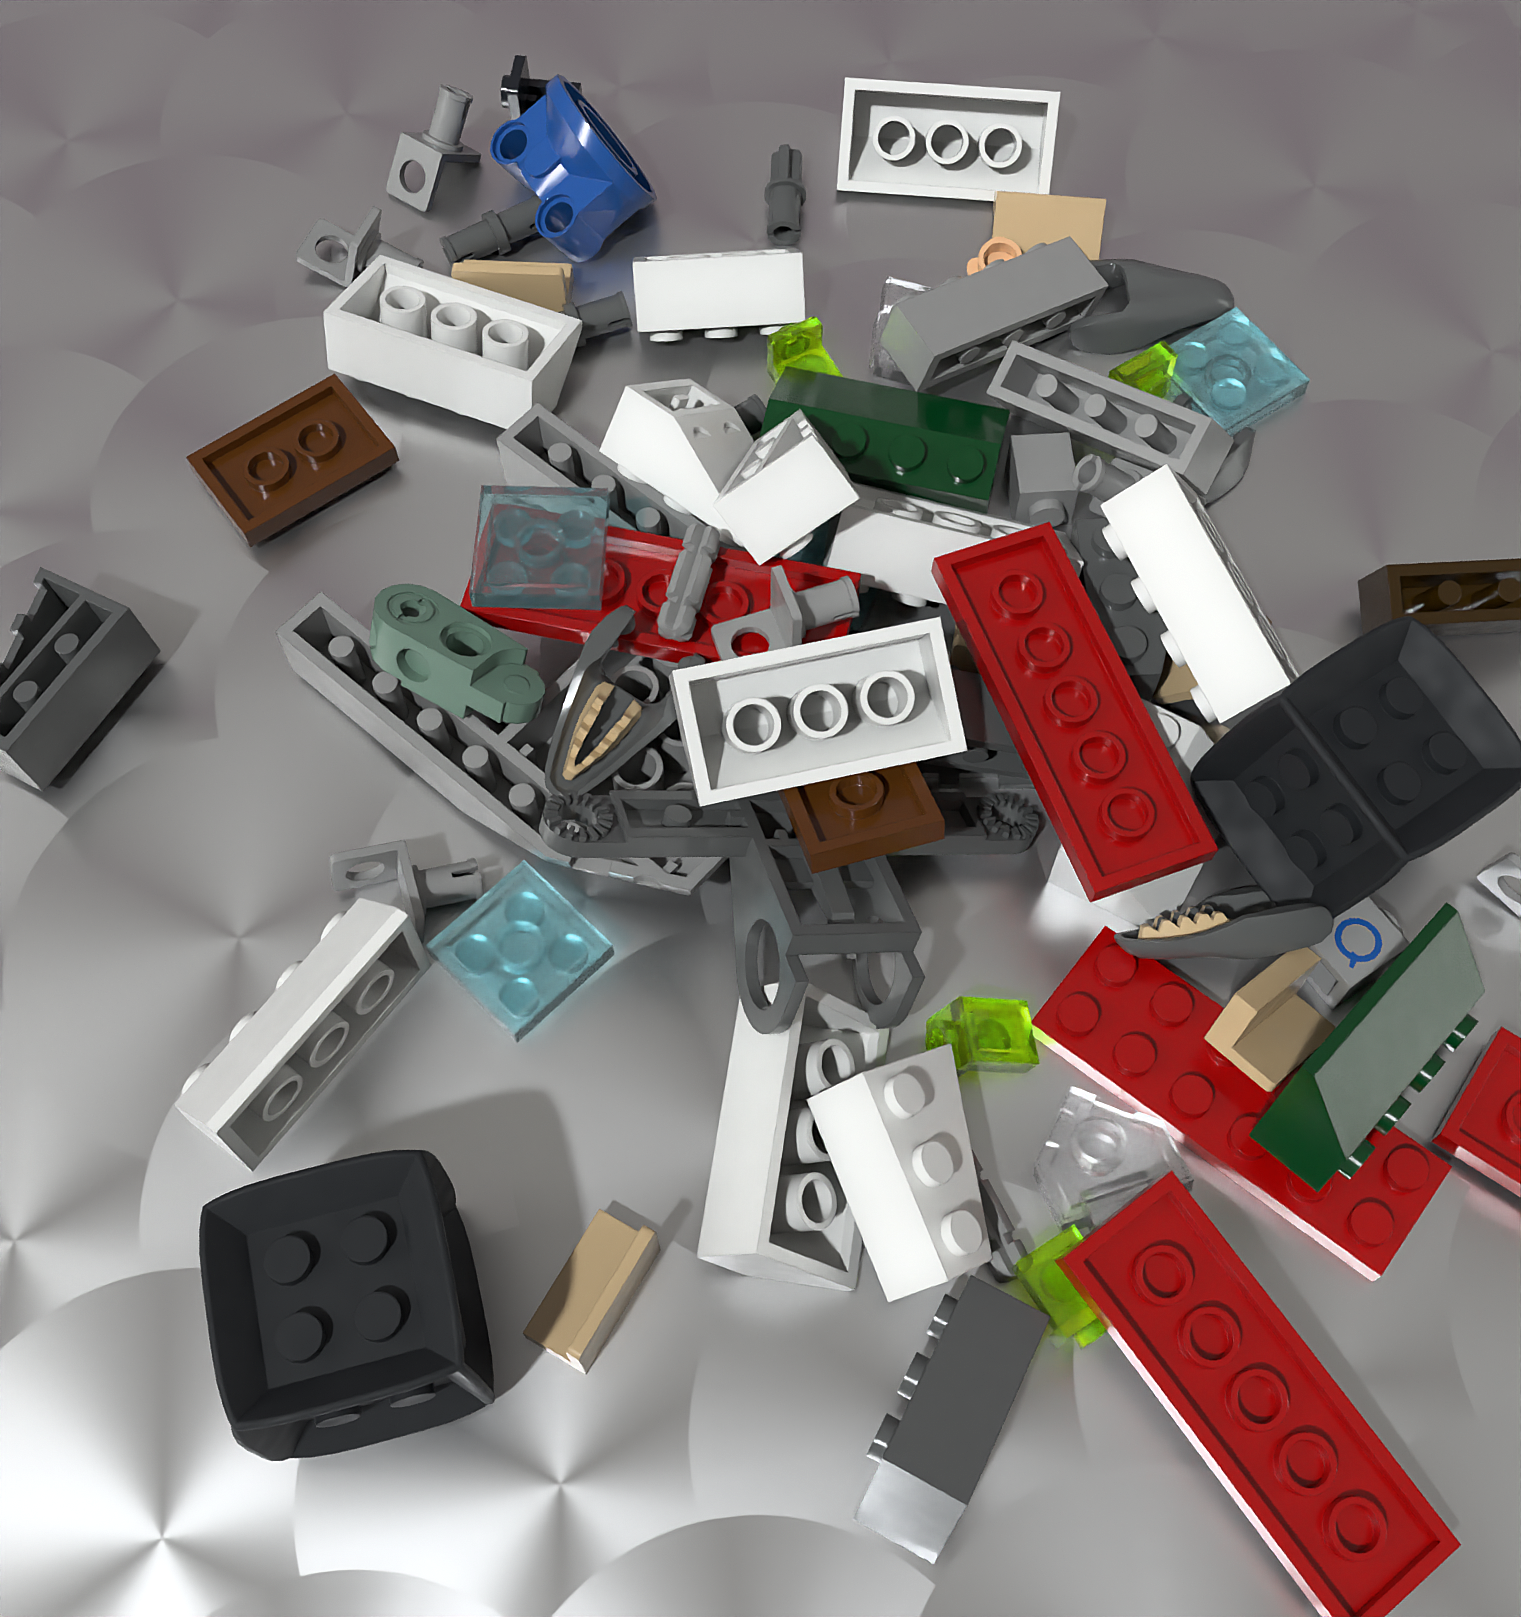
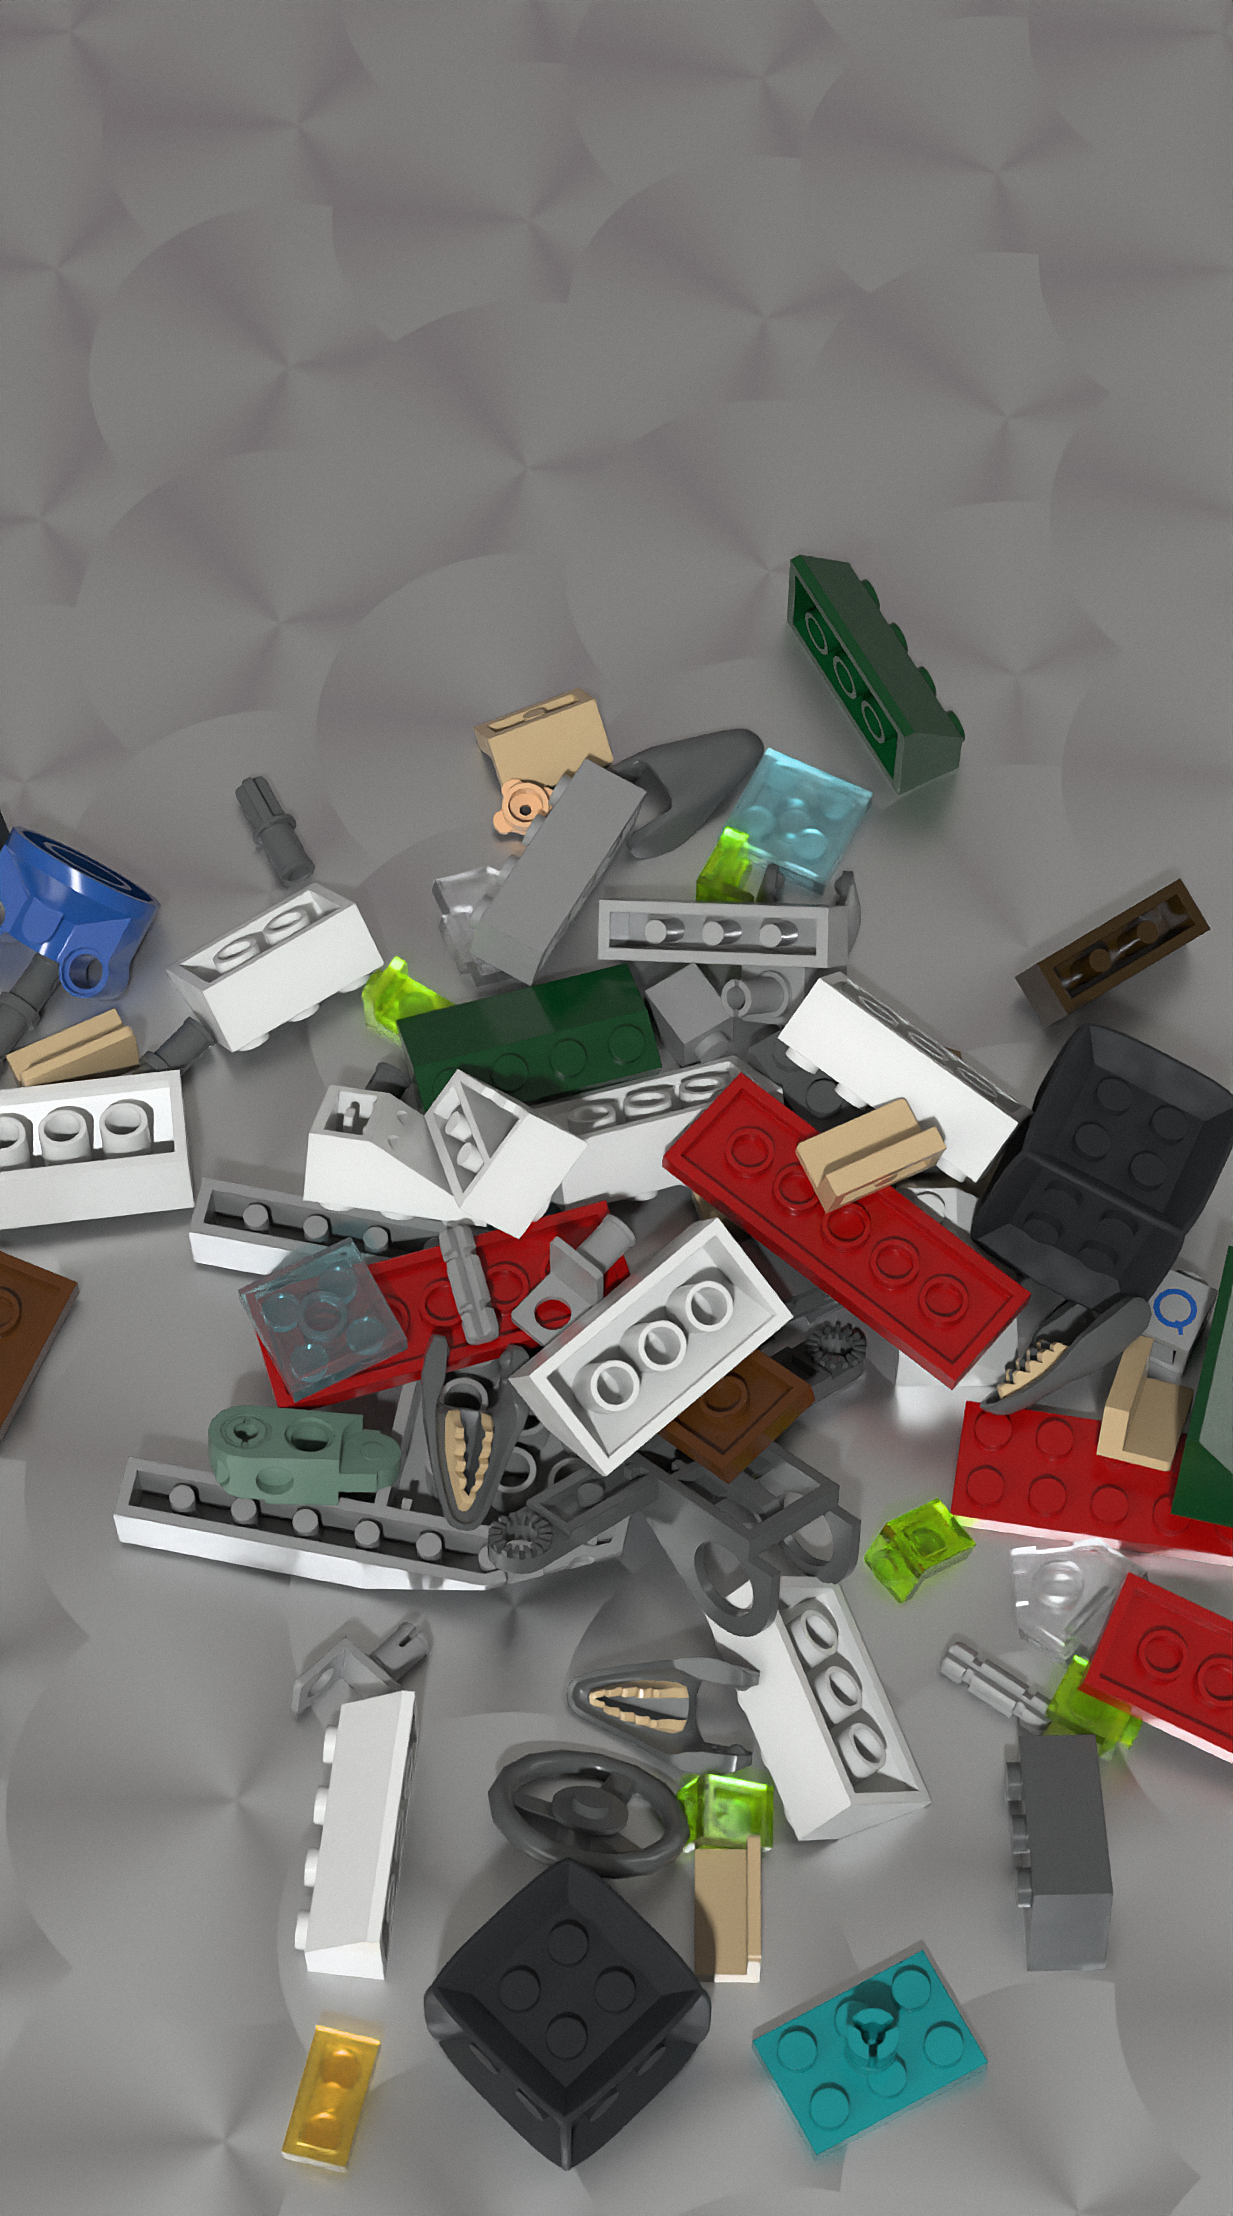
camera: 30 degrees left, 0 degrees up
(118, 1259) = (331, 2099): none -> clear yellow plate
(505, 1123) = (586, 1819): none -> dark grey piece
(520, 950) = (495, 1678): clear light blue plate -> none
(642, 1516) = (869, 2055): none -> teal plate
(646, 1058) = (657, 1709): none -> dark grey animal
(646, 1191) = (726, 1811): none -> clear neon green bracket
(907, 1170) = (924, 1682): white wedge -> none
(945, 139) = (397, 696): white slope -> none
(1127, 645) = (868, 1154): none -> tan panel
(1362, 284) = (872, 673): none -> dark green slope

